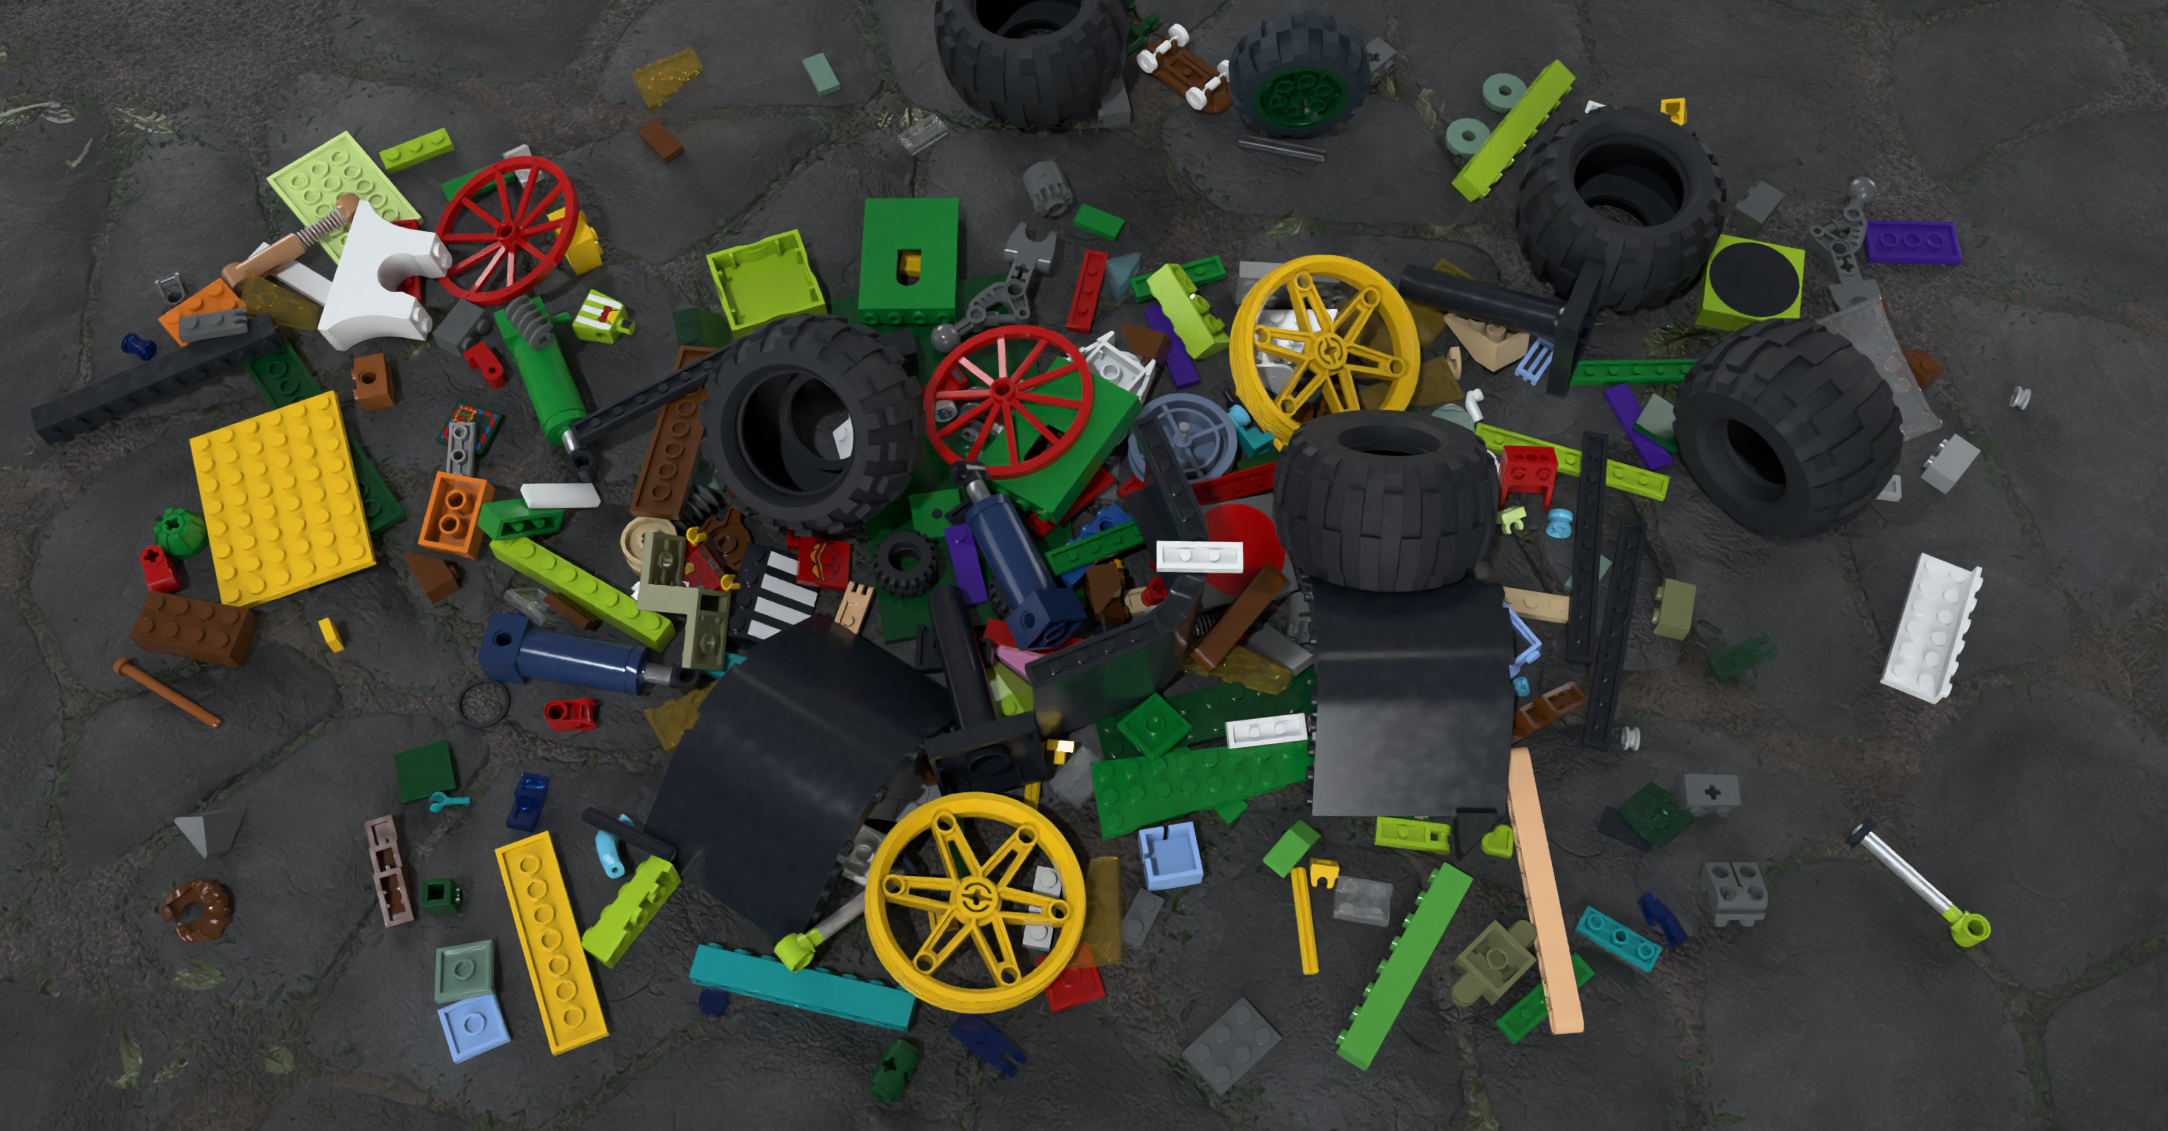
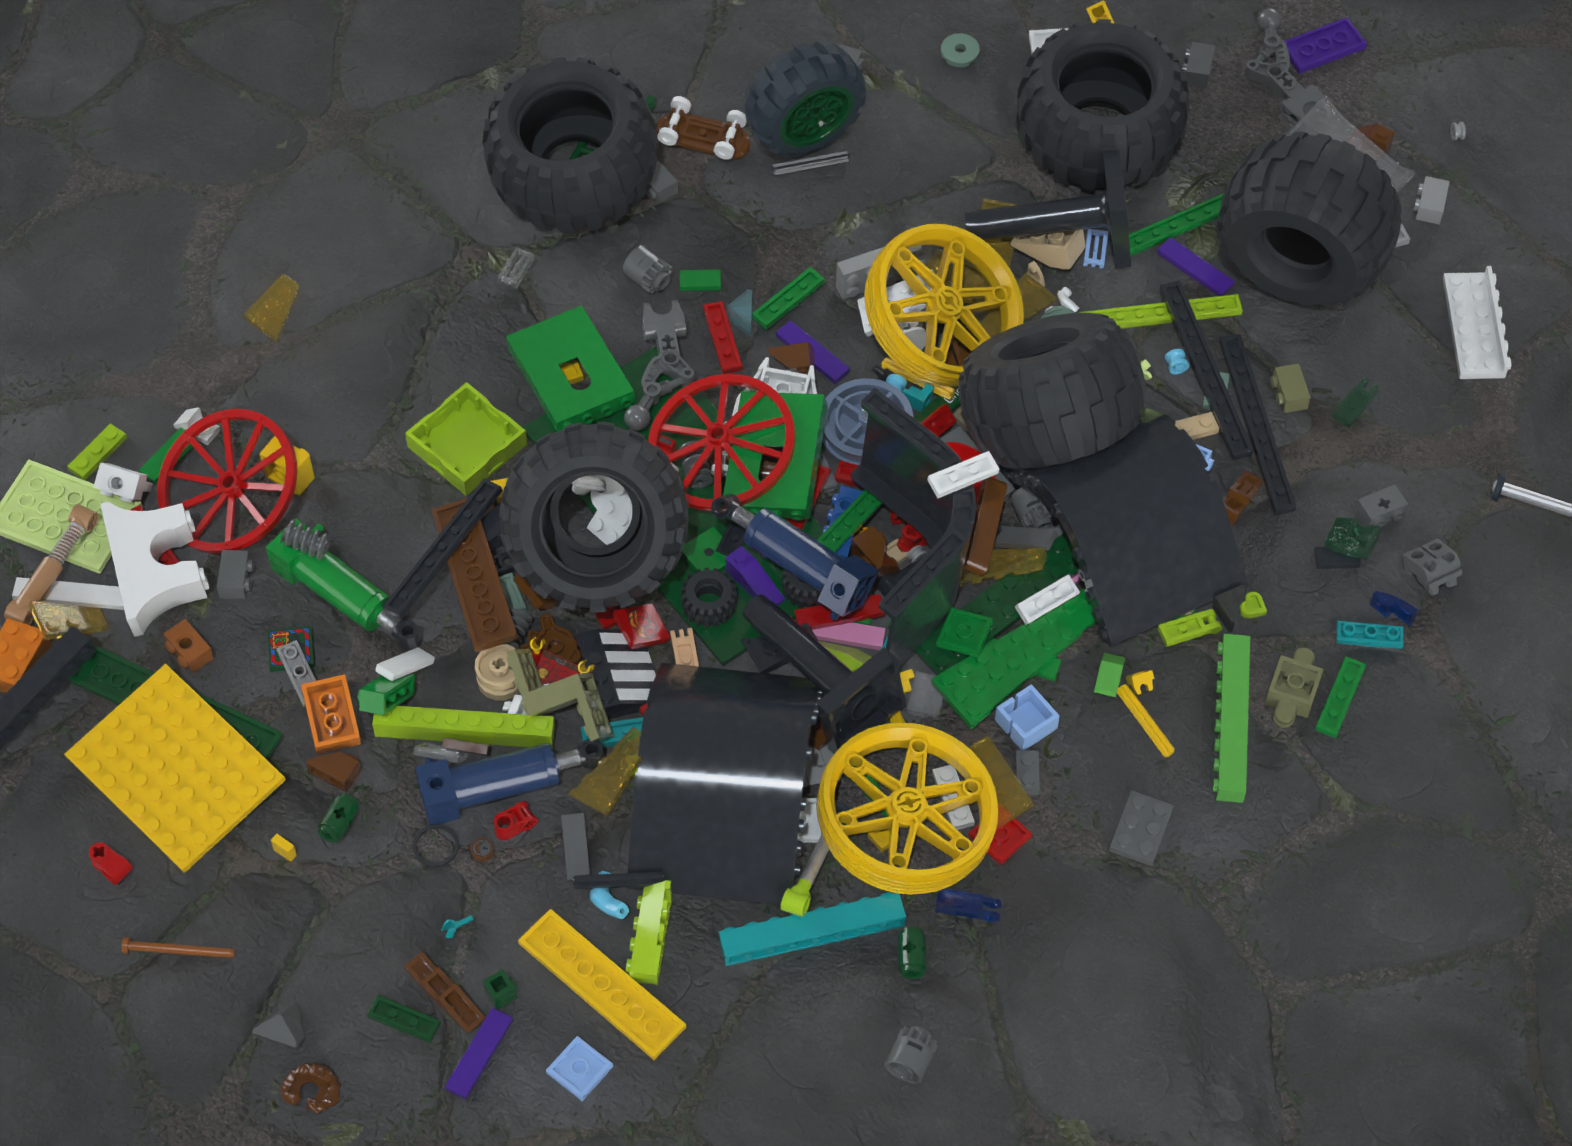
camera: 25 degrees left, 5 degrees down
(180, 533) = (105, 826): green piece -> none
(194, 629) = (169, 891): reddish brown brick -> none
(213, 325) = (33, 654): dark grey hinge -> none
(335, 879) = (403, 1019): none -> dark green tile
(383, 956) = (478, 1053): none -> dark purple tile
(409, 189) = (130, 482): none -> white brick
(411, 618) = (330, 826): none -> dark green piece
(425, 771) = (424, 913): dark green tile -> none
(464, 971) = (549, 1034): sand green tile -> none
(491, 369) = (273, 593): red leg -> none
(523, 730) = (482, 849): none -> tile
(528, 802) = (519, 898): clear blue slope -> none
(602, 319) = (347, 519): lime torso -> none
(618, 772) = (575, 845): none -> dark grey tile
(660, 140) = (301, 360): reddish brown tile -> none
(700, 328) = (430, 493): clear green slope -> none
(713, 1002) = (749, 970): clear blue tile -> none
(821, 74) = (402, 253): sand green tile -> none
(1188, 312) = (814, 320): lime wedge -> none
(1362, 901) = (1179, 687): clear bracket -> none
(1466, 127) = (955, 89): sand green tile -> none
(1513, 131) = (985, 77): lime brick -> none
(1527, 471) = (1142, 328): red piece -> none
(1542, 897) = (1305, 629): light nougat beam -> none
(1630, 738) = (1307, 493): light grey bush -> none
(1656, 423) = (1210, 256): tile -> none
(1749, 284) = (1224, 126): black tile -> none

